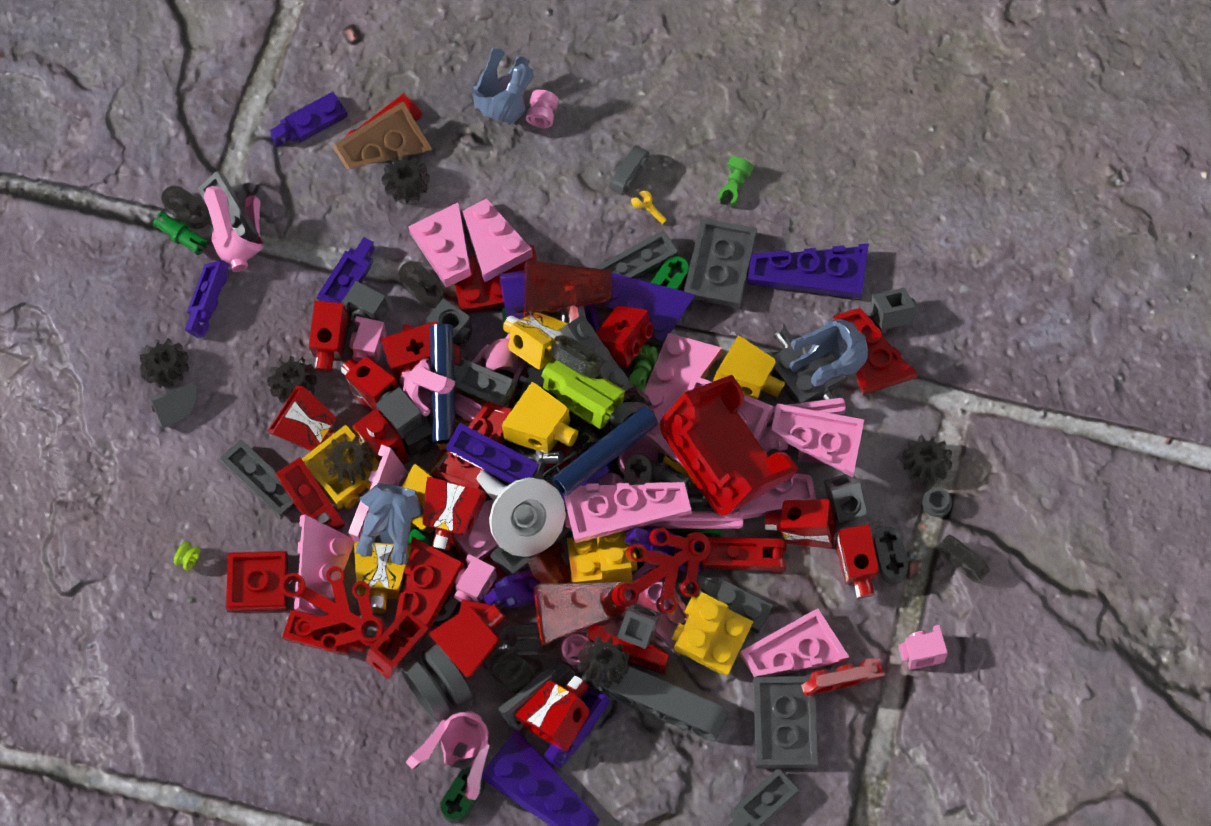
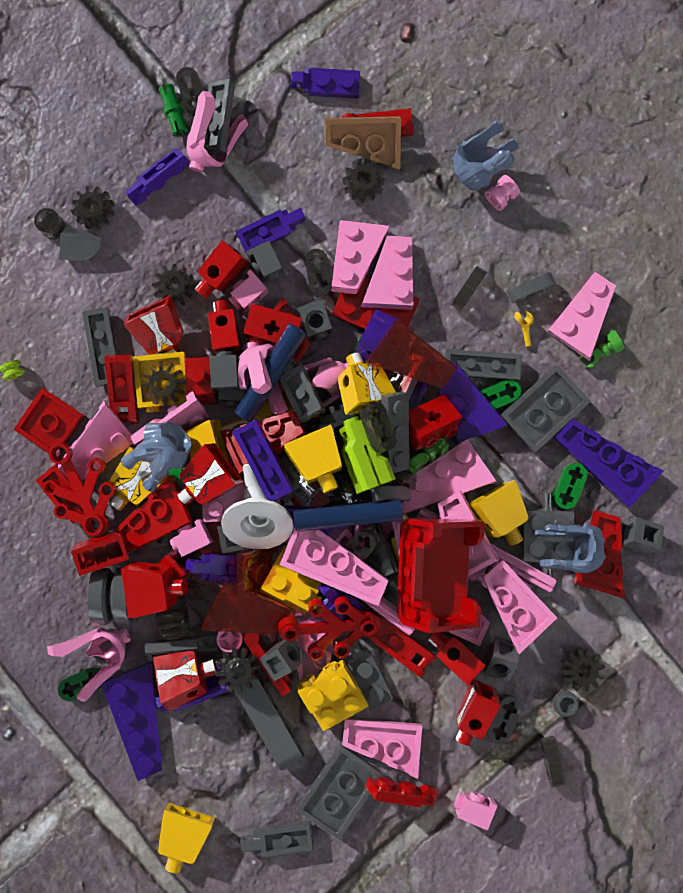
camera: 25 degrees right, 20 degrees up
(132, 396) = (46, 219): none -> clear smoke wheel
(572, 207) = (468, 288): none -> clear smoke beam
(696, 163) = (584, 316): none -> bright pink wing
(800, 312) = (564, 483): none -> green beam

